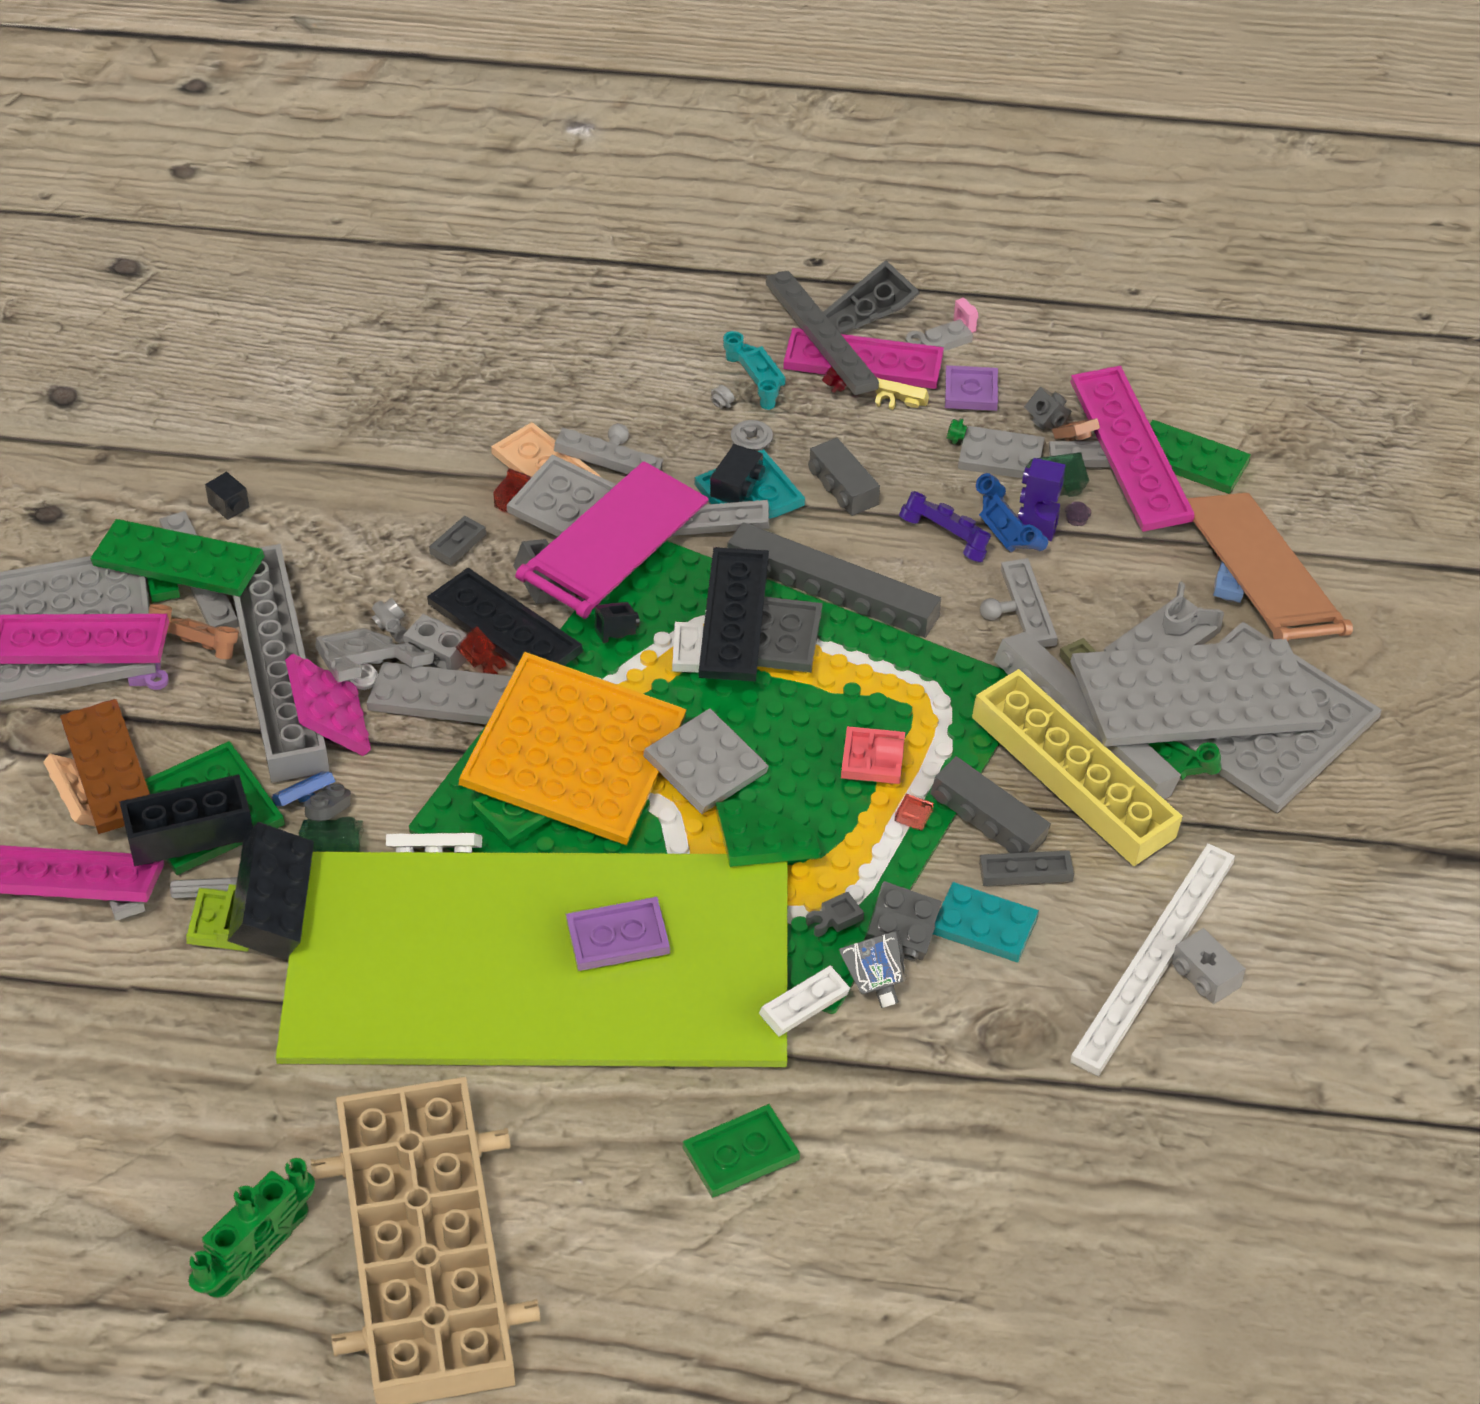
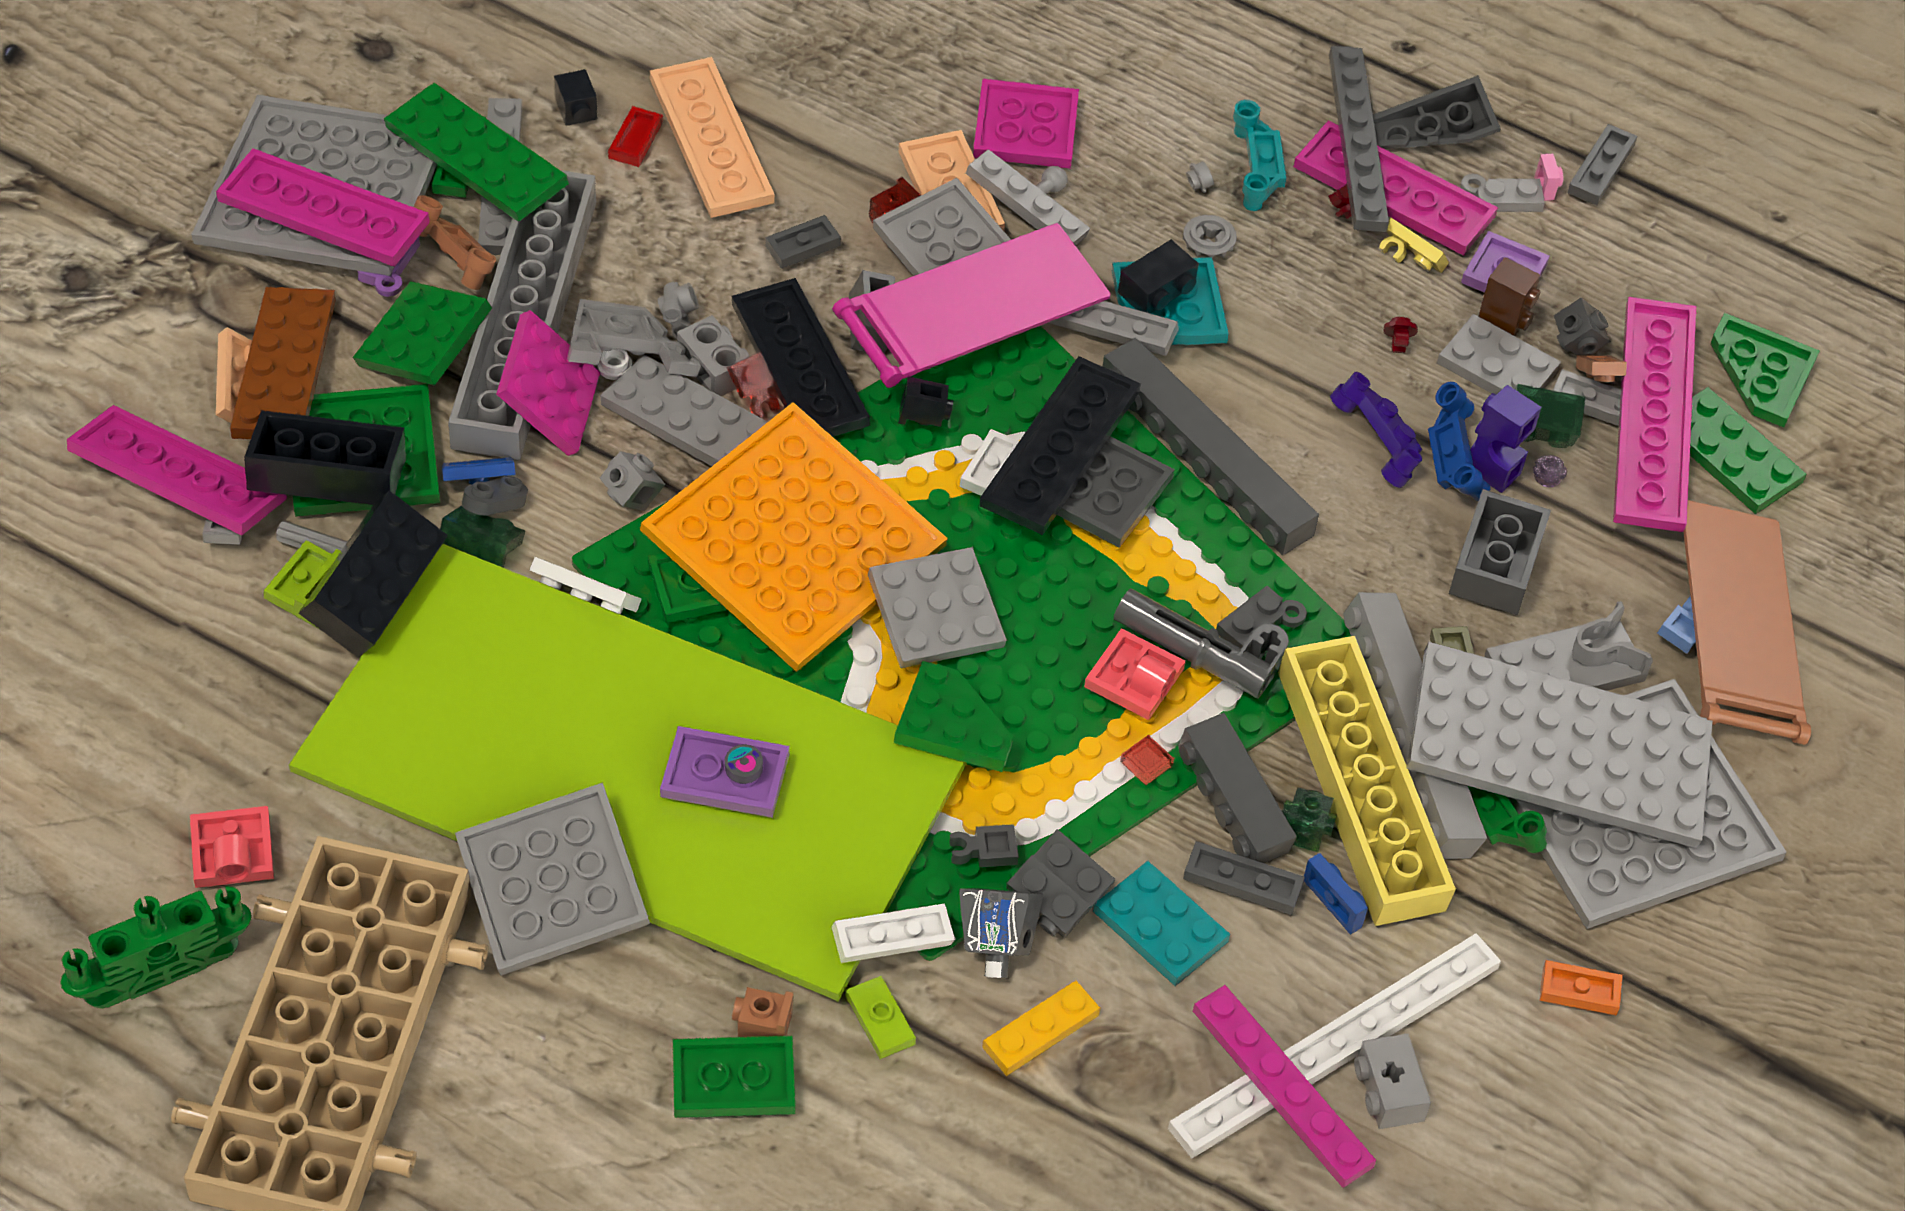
camera: 20 degrees right, 5 degrees up
(207, 704) = (422, 333): none -> green plate
(264, 1135) = (231, 846): none -> coral plate
(287, 509) = (635, 136): none -> red tile
(347, 489) = (711, 137): none -> light nougat plate
(426, 754) = (632, 480): none -> light grey brick
(529, 1061) = (551, 879): none -> light grey plate
(576, 401) = (1026, 123): none -> dark pink plate
(632, 921) = (743, 764): none -> tile
(738, 1096) = (763, 1013): none -> nougat brick
(823, 1066) = (880, 1017): none -> lime plate
(844, 476) = (1289, 324): dark grey brick -> none
(913, 718) = (1205, 647): none -> dark grey piece
(923, 454) = (1400, 330): none -> dark red plate
(936, 686) = (1260, 609): none -> dark grey hinge
(941, 1028) = (1041, 1028): none -> yellow plate
(956, 430) = (1456, 316): green plate -> none
(989, 403) = (1510, 297): none -> reddish brown brick
(997, 295) = (1602, 164): none -> dark grey plate
(1026, 602) = (1423, 559): light grey plate -> none
(1052, 806) = (1310, 817): none -> clear green brick
(1078, 579) = (1499, 552): none -> dark grey brick
(1096, 853) = (1328, 885): none -> blue plate
(1138, 998) = (1284, 1086): none -> dark pink plate
(1182, 392) = (1763, 366): none -> green plate
(1297, 853) = (1581, 987): none -> orange plate

